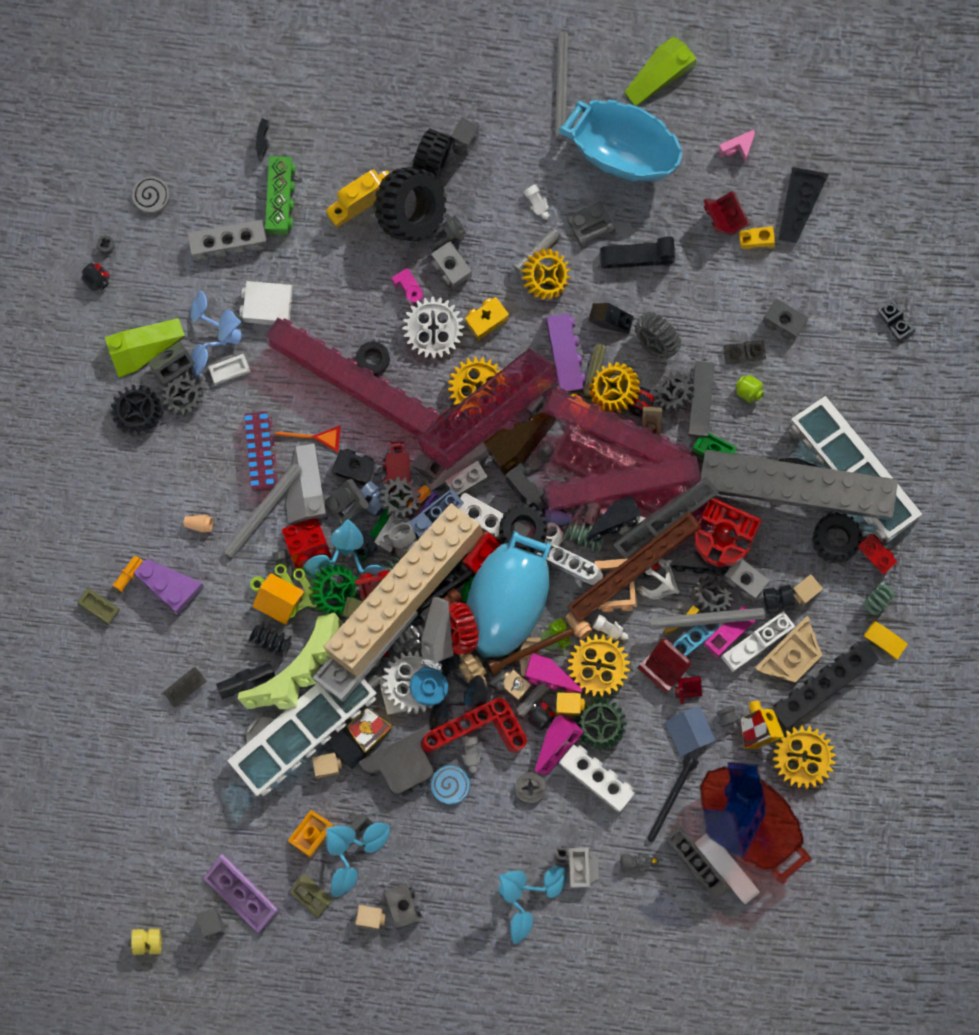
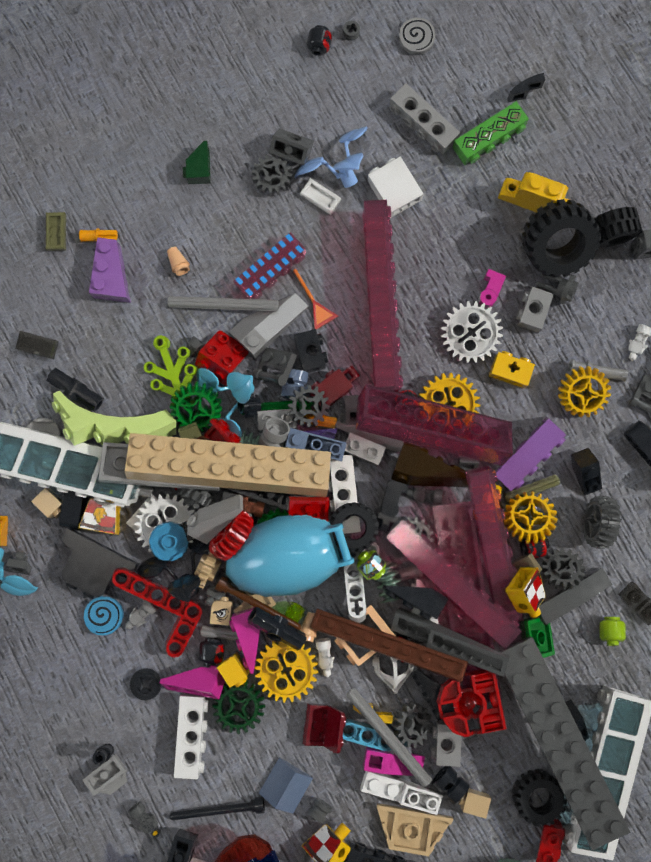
camera: 55 degrees right, 5 degrees up
(130, 450) = (198, 165): none -> dark green slope
(137, 346) = (284, 110): lime wedge -> none
(141, 405) = (247, 152): black gear -> none
(271, 639) = (121, 385): black piece -> none
(277, 598) = (158, 366): light orange slope -> none
(373, 346) = (416, 291): black tyre -> none
(511, 890) = (46, 736): medium azure plant -> none
(557, 517) = (386, 547): medium blue cone -> none
(560, 645) = (277, 628): none -> black piece
(562, 536) = (371, 565): none -> head
(670, 431) = (527, 591): none -> yellow torso
(688, 688) = (320, 759): dark red bracket -> none

